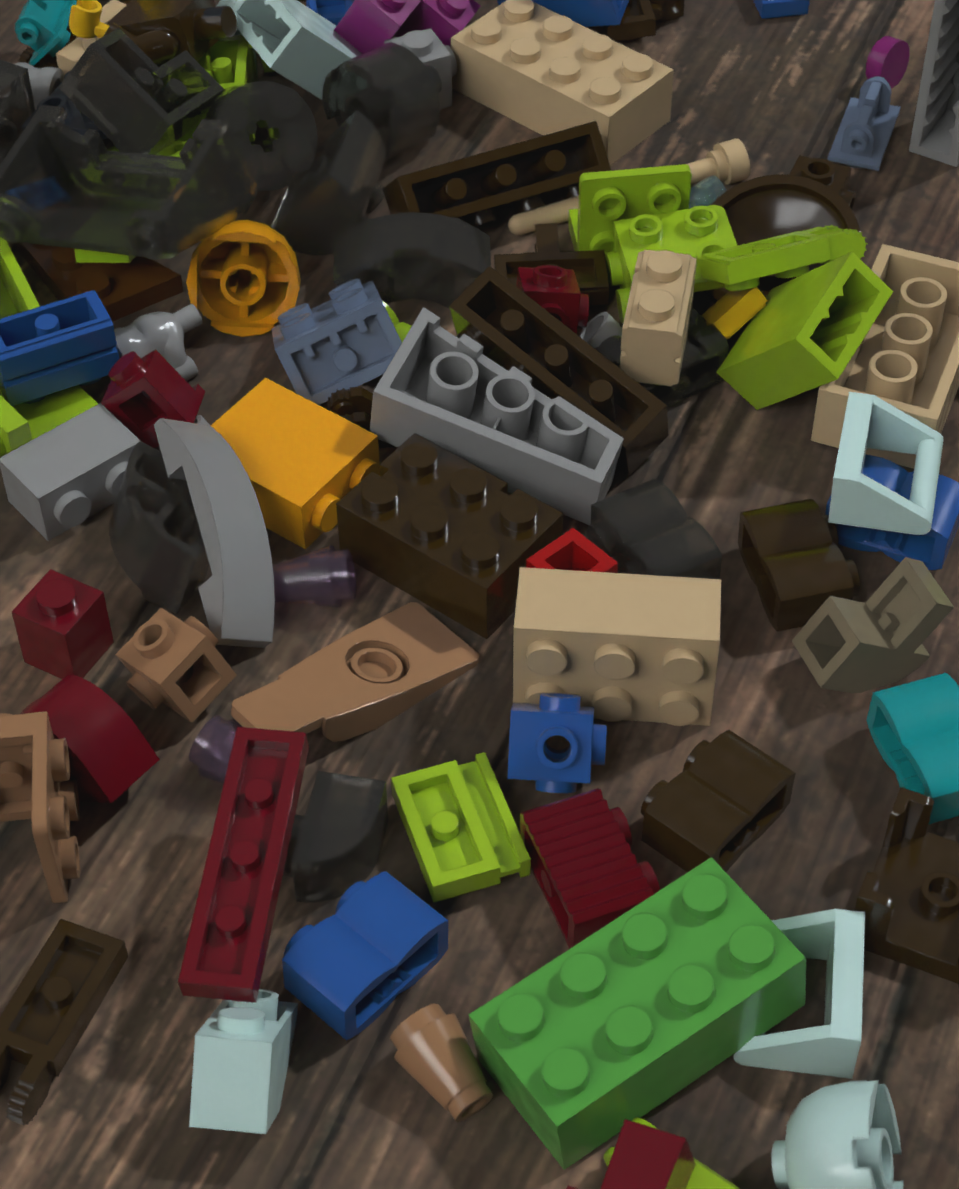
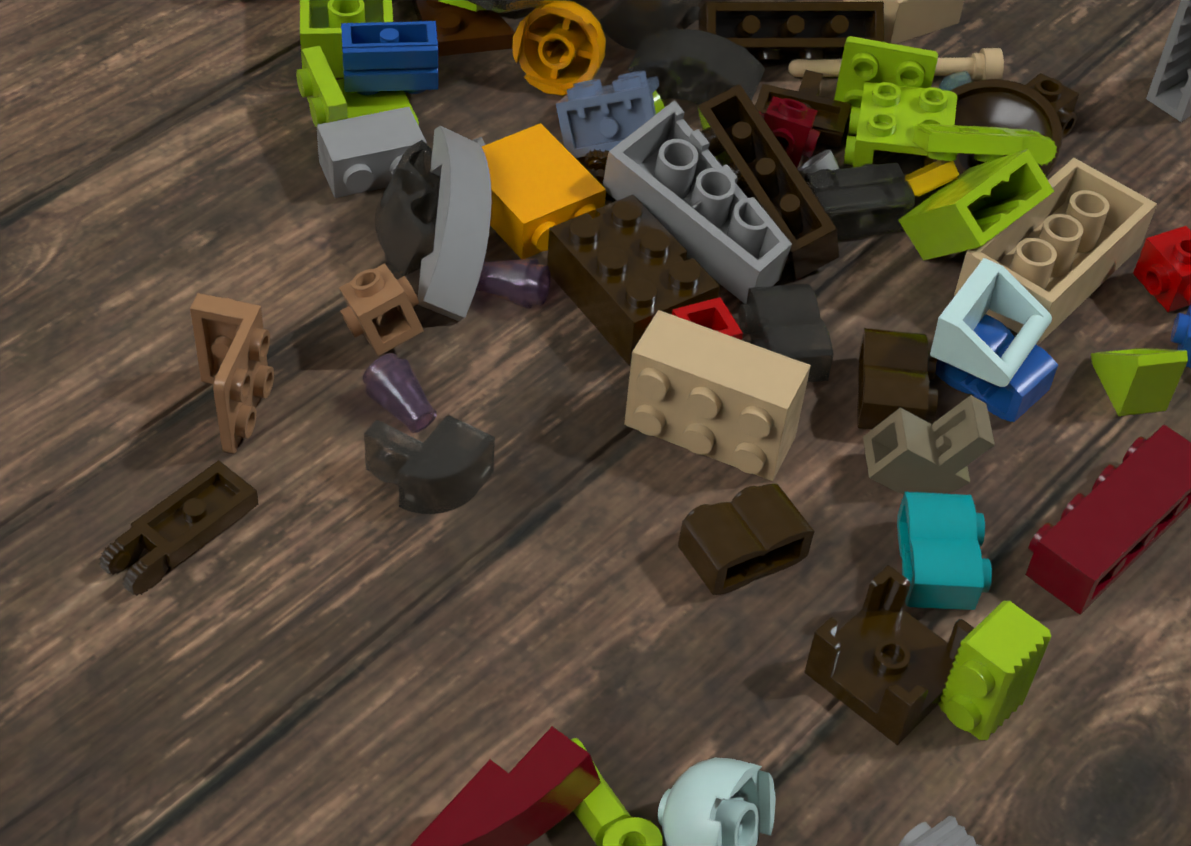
camera: 15 degrees right, 0 degrees up
(63, 626) = (312, 258): dark red brick -> none
(101, 738) = (297, 342): dark red brick -> none
(149, 390) = (449, 106): dark red brick -> none
(165, 334) = (473, 74): light grey piece -> none
(242, 1064) = (302, 600): light aqua slope -> none
(244, 866) = (360, 460): dark red plate -> none
(361, 677) = (514, 363): medium nougat piece -> none
(364, 953) = (428, 556): blue brick -> none
(441, 1061) = (449, 648): medium nougat cone -> none
(459, 827) = (541, 491): lime plate -> none
(551, 768) = (619, 451): blue brick -> none
(585, 863) = (622, 553): dark red brick -> none
(638, 1010) = (612, 659): bright green brick -> none
(658, 317) = (860, 161): tan brick -> none
(828, 1048) = (745, 737): light aqua tile -> none
(866, 127) = (1116, 69): sand blue hinge -> none
(888, 60) = (1155, 24): magenta tile -> none

